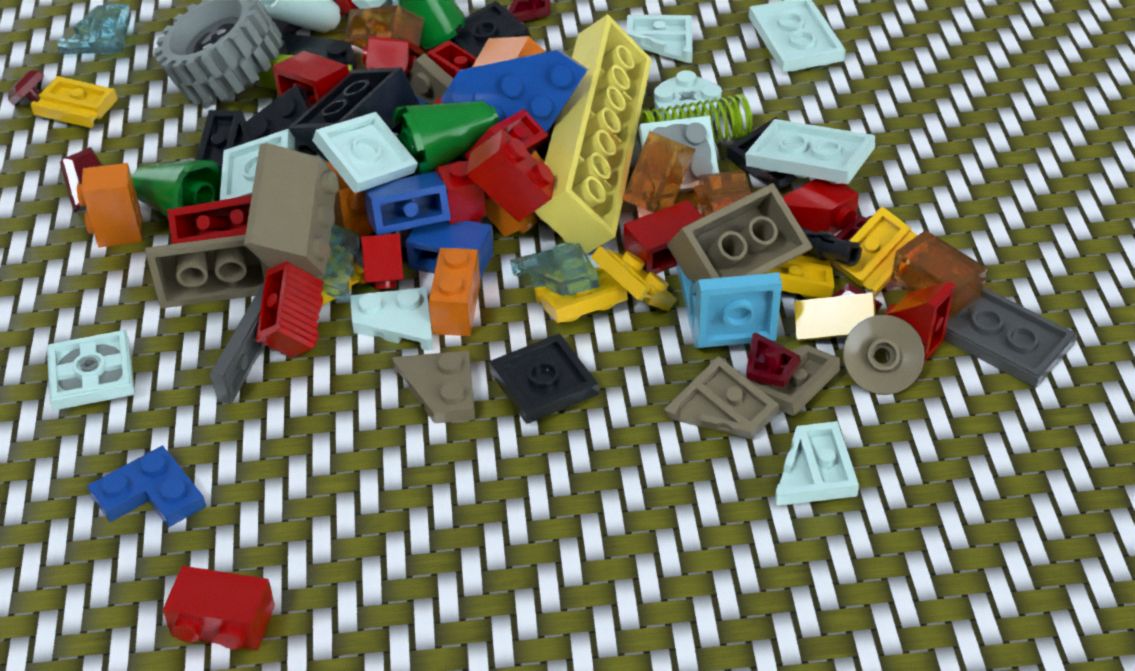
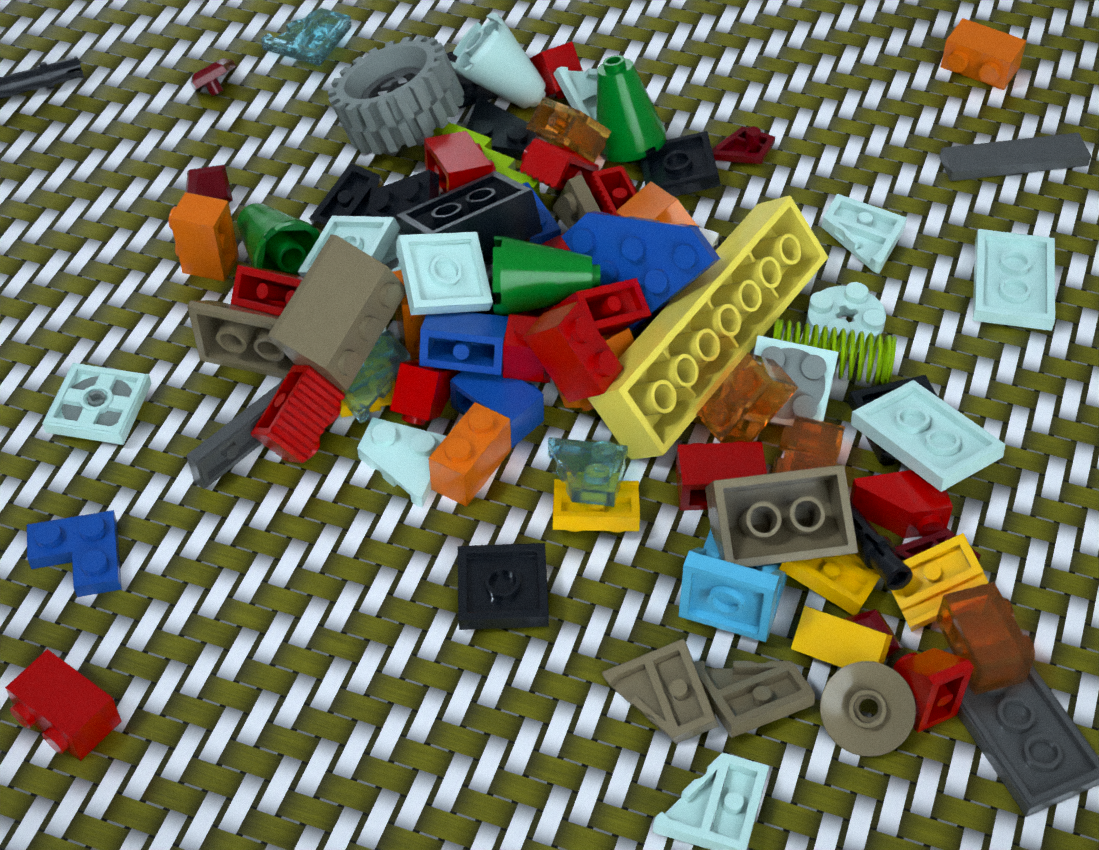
camera: 25 degrees right, 5 degrees up
(74, 101) = (244, 107): yellow plate -> none
(440, 384) = (404, 550): dark tan wing -> none
(629, 274) = (656, 511): yellow plate -> none
(770, 362) = (736, 667): dark red piece -> none

